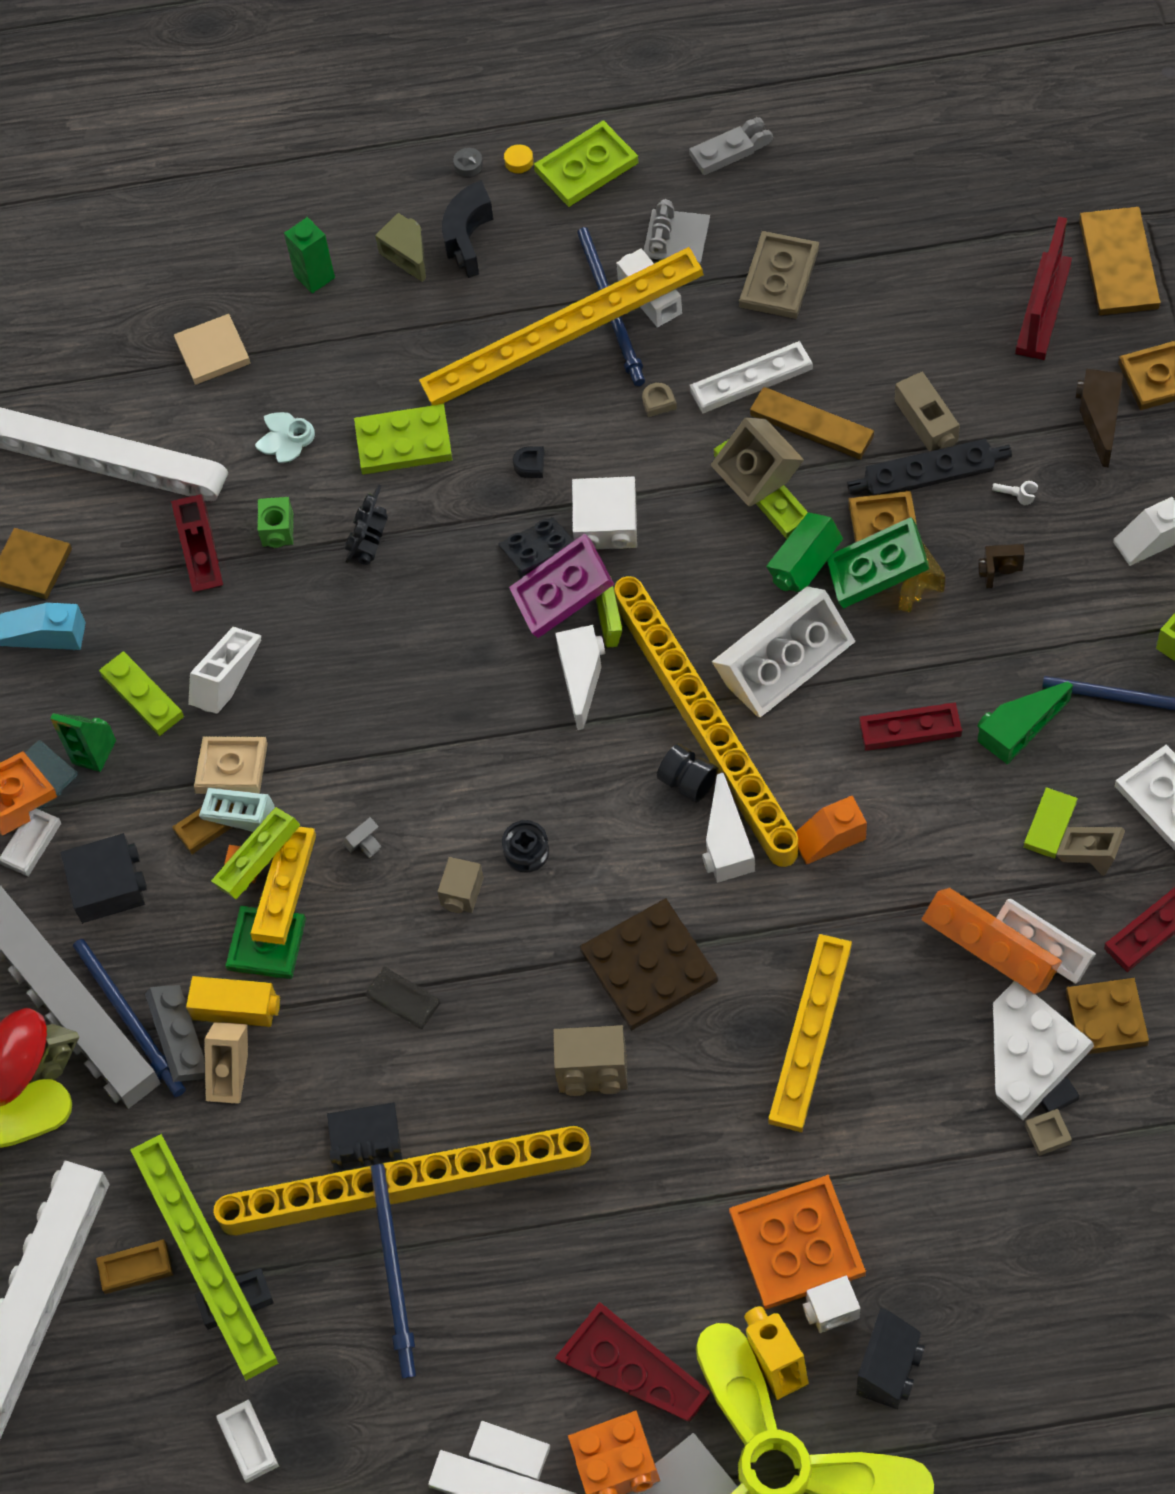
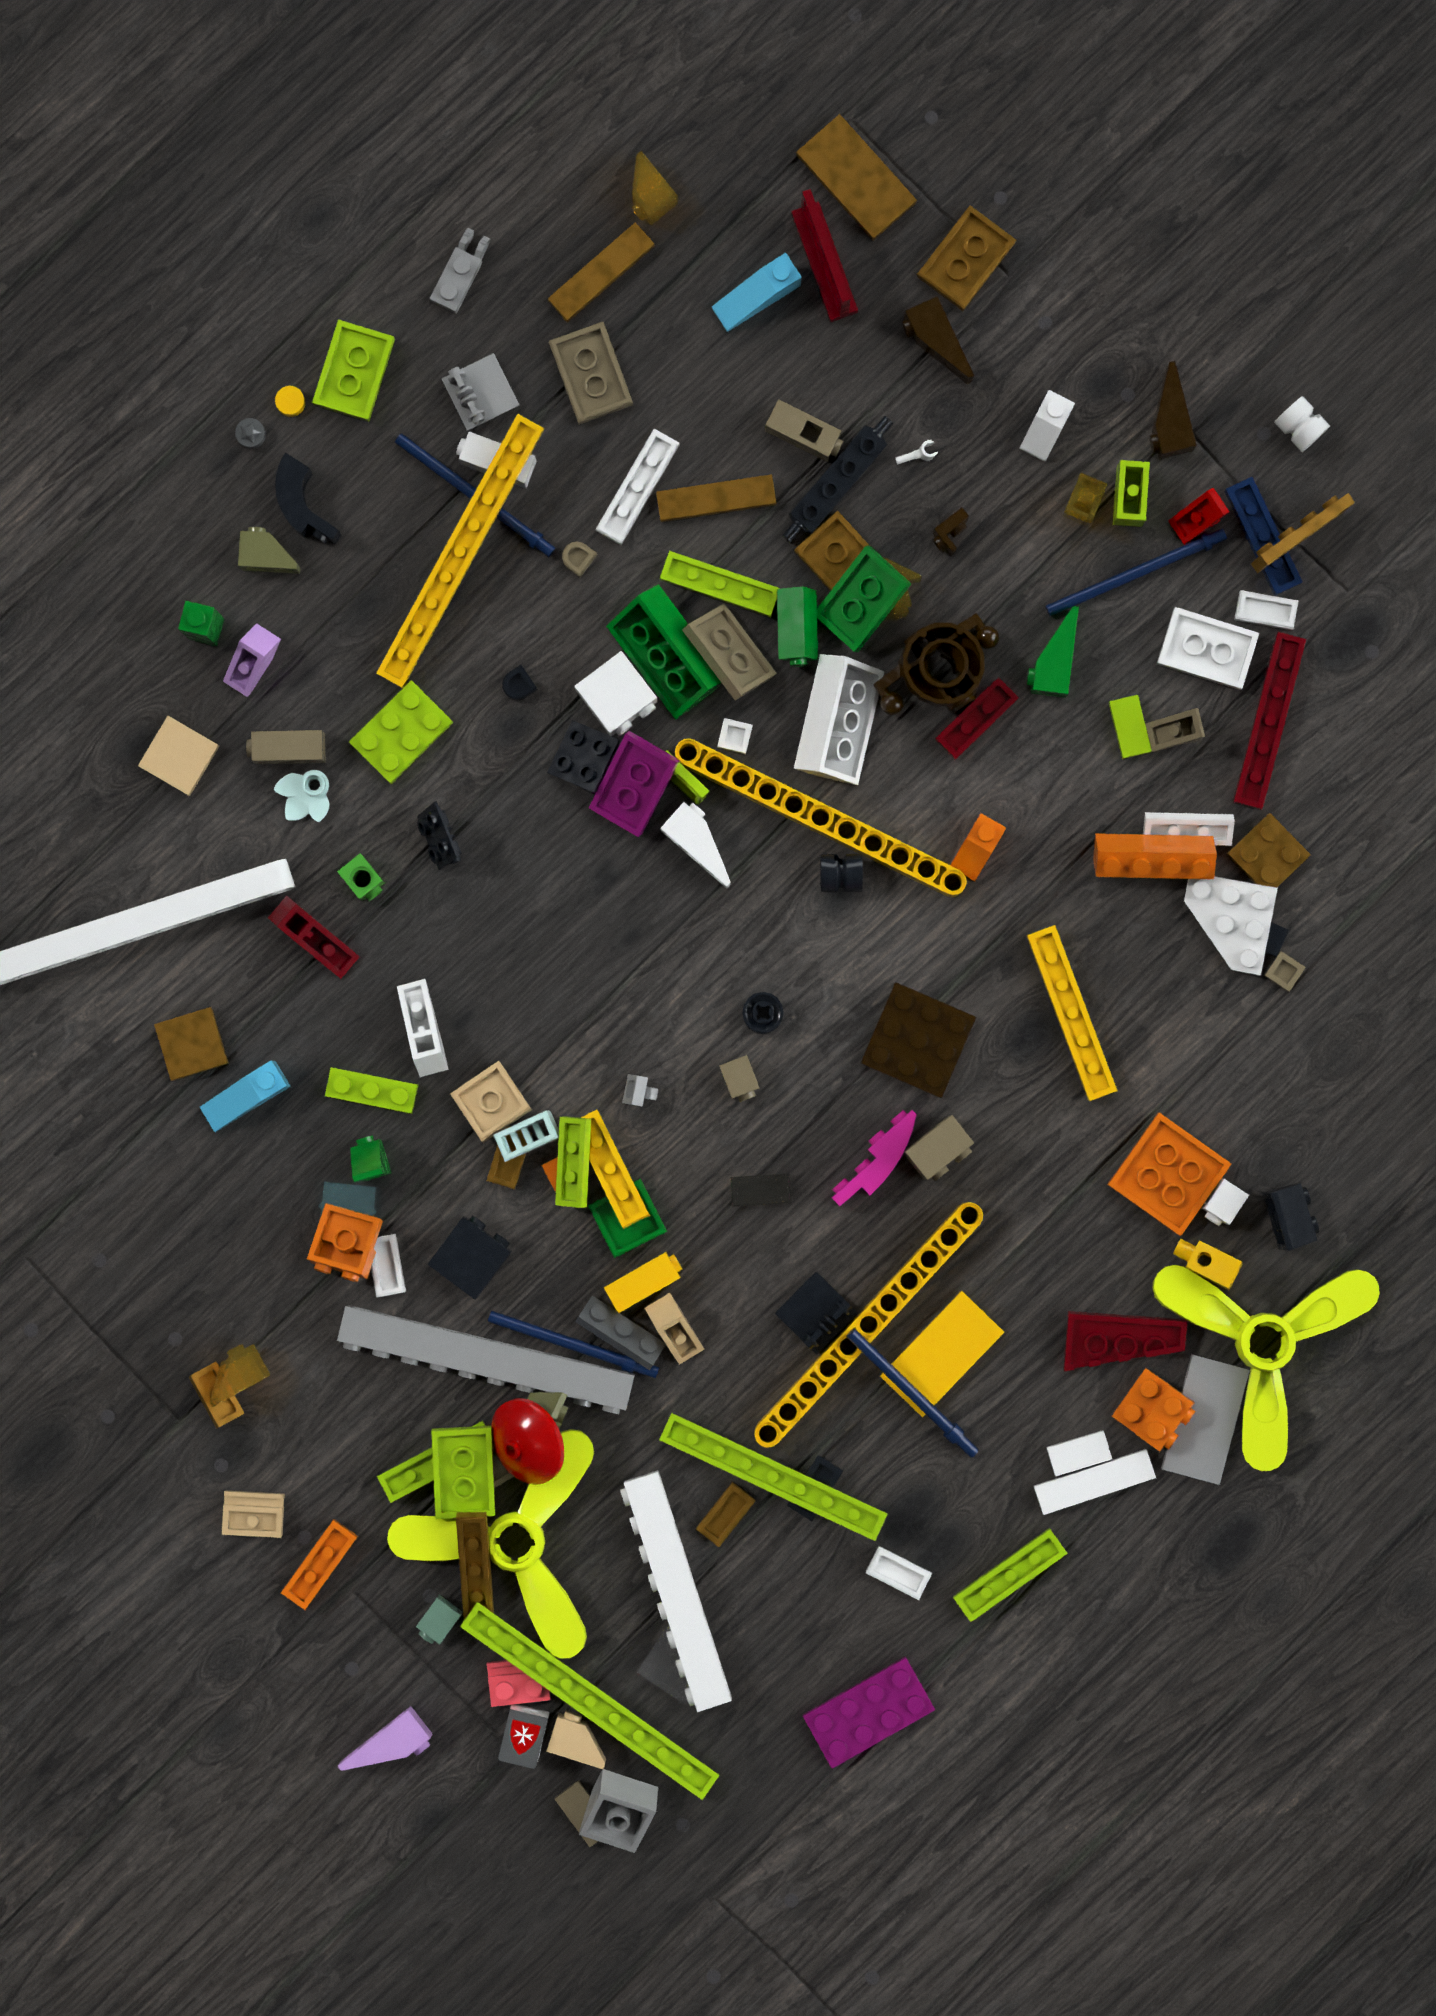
camera: 40 degrees left, 25 degrees up
(302, 391) = (287, 747): none -> dark tan brick
(329, 311) = (251, 659): none -> lavender slope
(457, 1259) = (945, 1350): none -> yellow tile
(519, 1048) = (886, 1150): none -> dark pink slope
(675, 508) = (654, 641): none -> green slope
(681, 611) = (734, 736): none -> white tile
(726, 840) = (906, 905): white slope -> none
(727, 536) = (729, 651): none -> dark tan plate
(756, 460) = (707, 571): dark tan slope -> none
(846, 209) = (601, 272): none -> pearl gold tile
(907, 632) = (958, 648): none -> dark brown piece
(932, 173) = (651, 192): none -> clear yellow slope
(970, 292) = (758, 292): none -> medium azure slope
(1140, 607) = (1085, 499): none -> clear yellow slope

